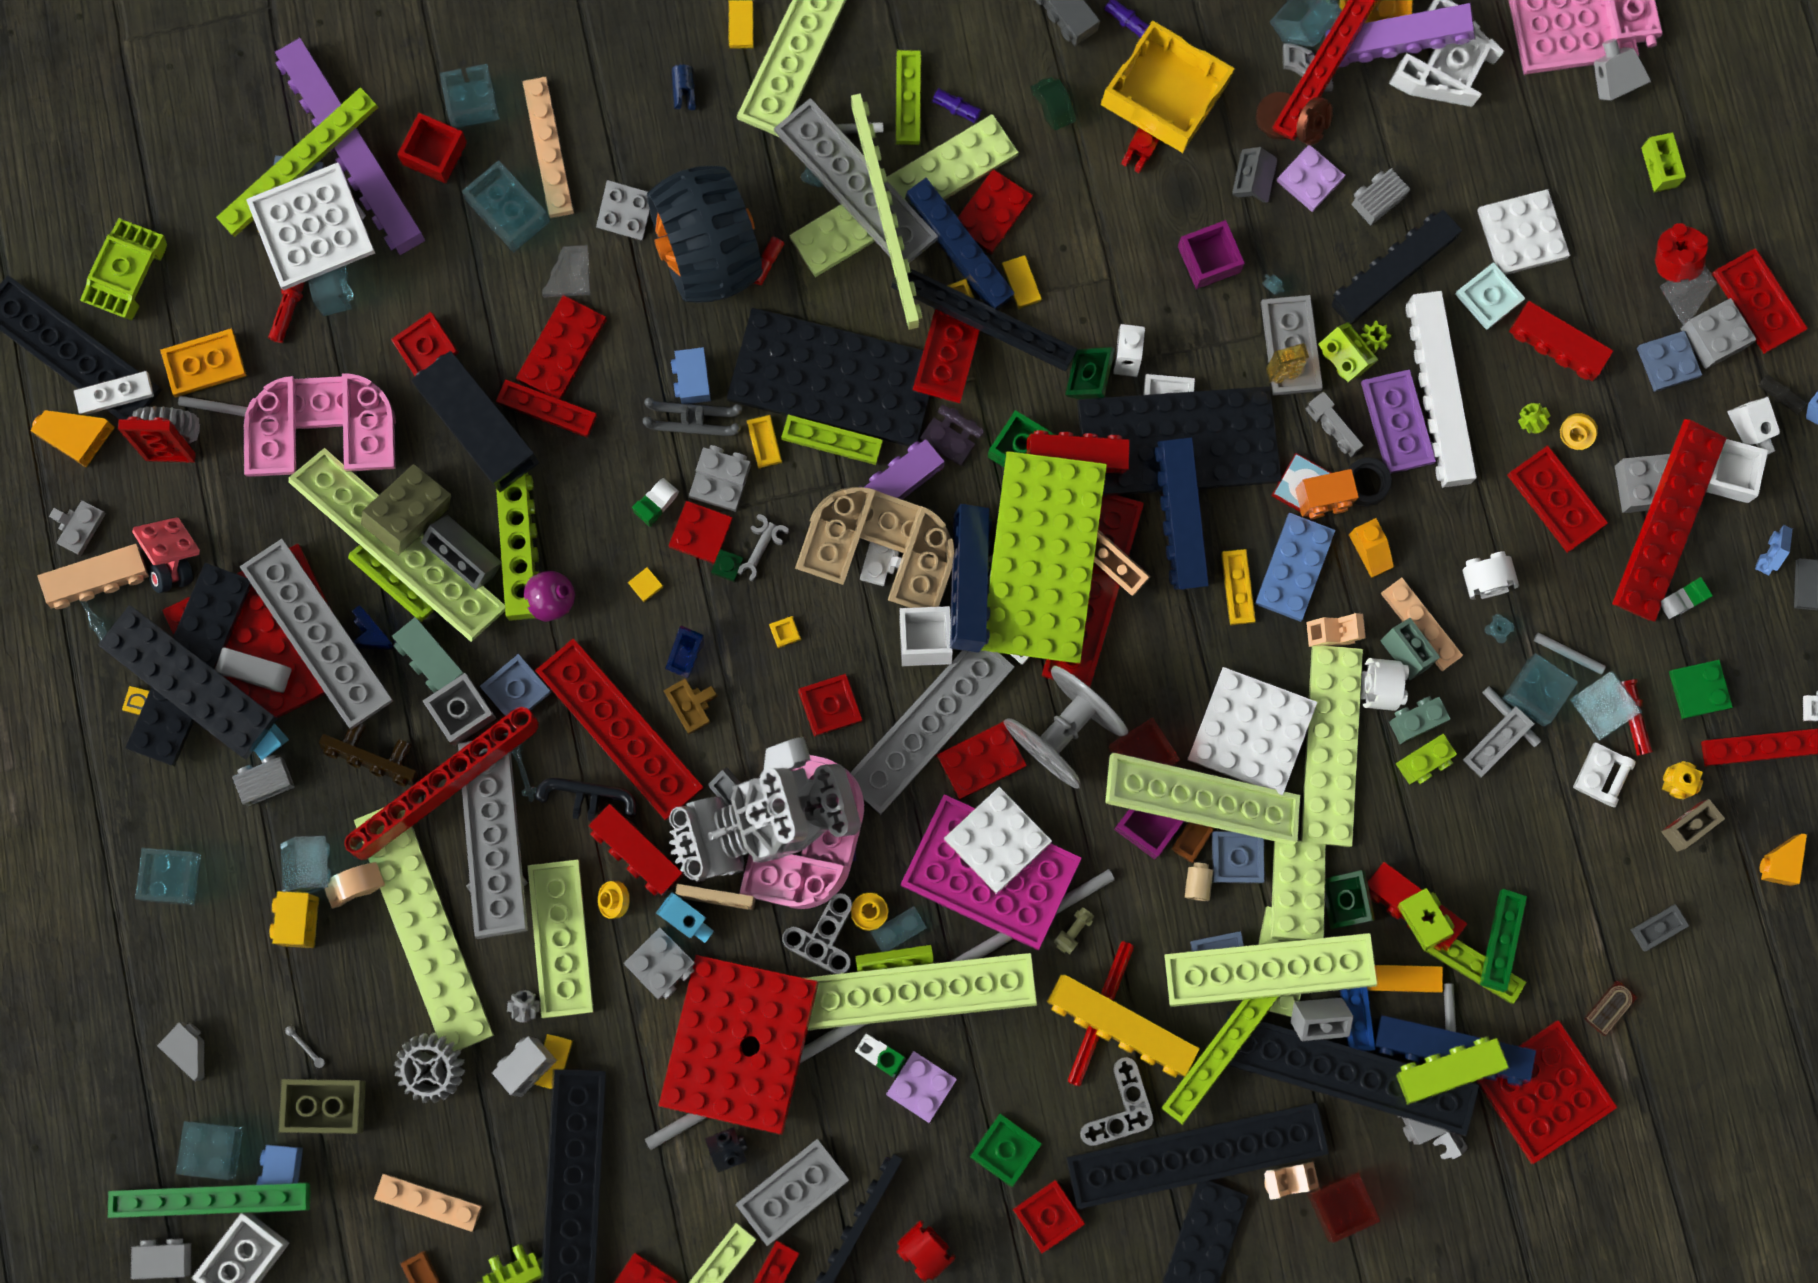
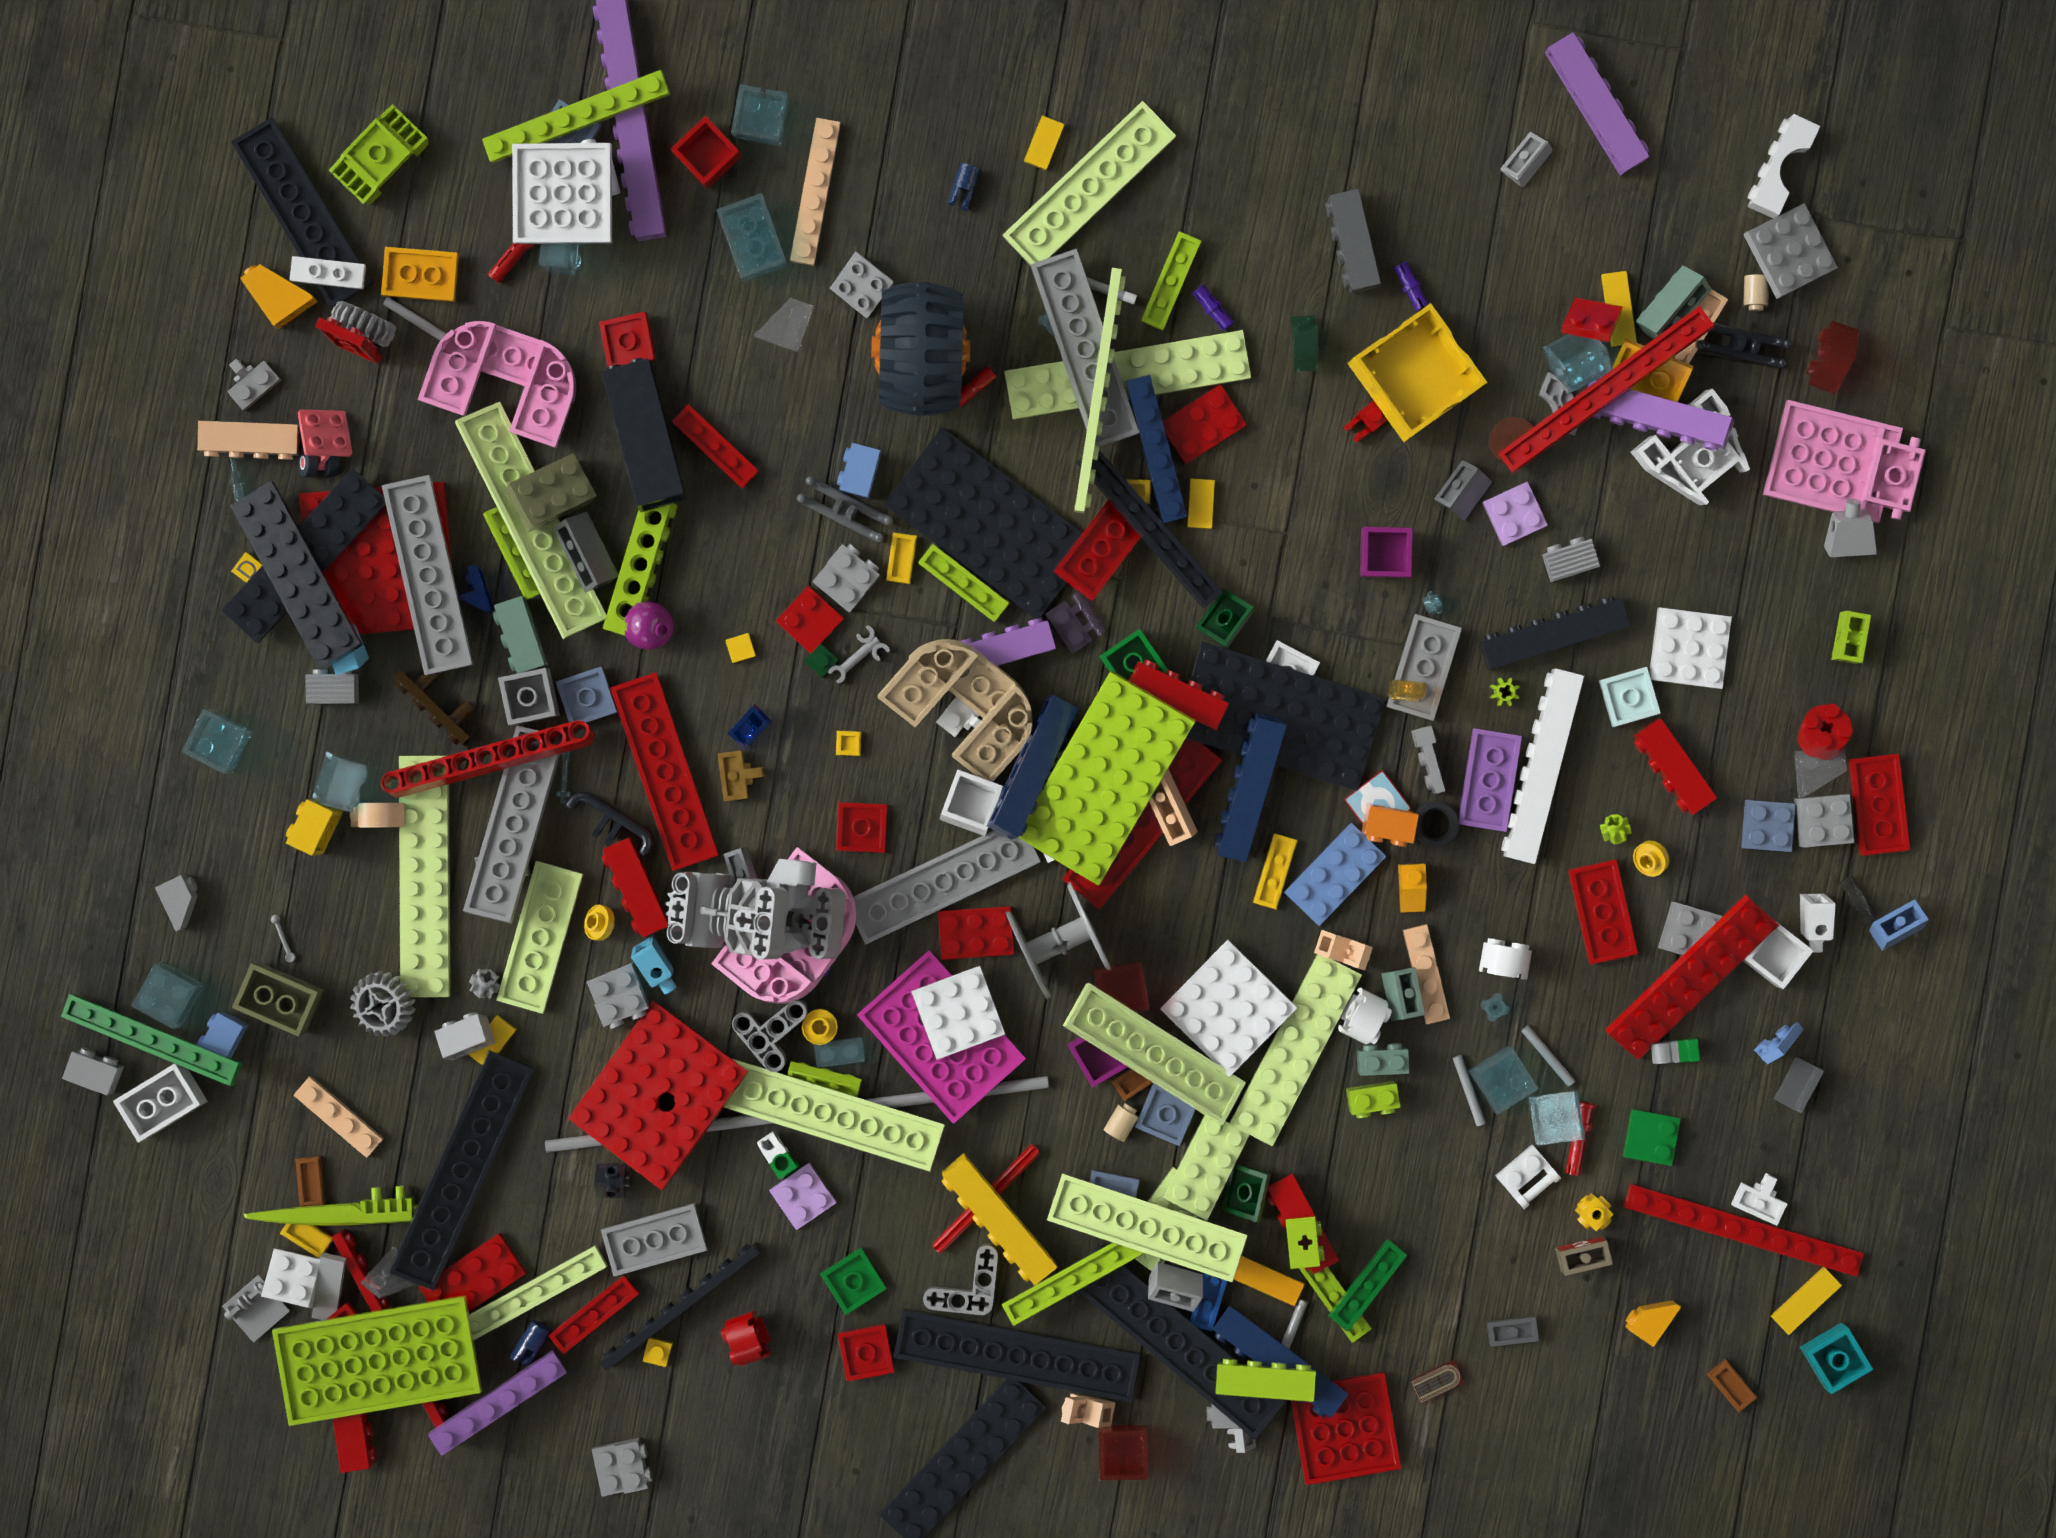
camera: 25 degrees right, 10 degrees up
(253, 670) = (359, 586): light grey beam -> none
(561, 348) = (751, 393): red plate -> none
(655, 502) = (779, 575): leg -> none
(715, 897) = (689, 959): tan tile -> none
(1066, 941) = (983, 1124): olive bar -> none
(1128, 347) = (1270, 611): white torso -> none
(1313, 120) = (1539, 462): copper tile -> none
(1347, 352) = (1471, 697): lime brick -> none
(1498, 741) = (1444, 1109): light grey plate -> none

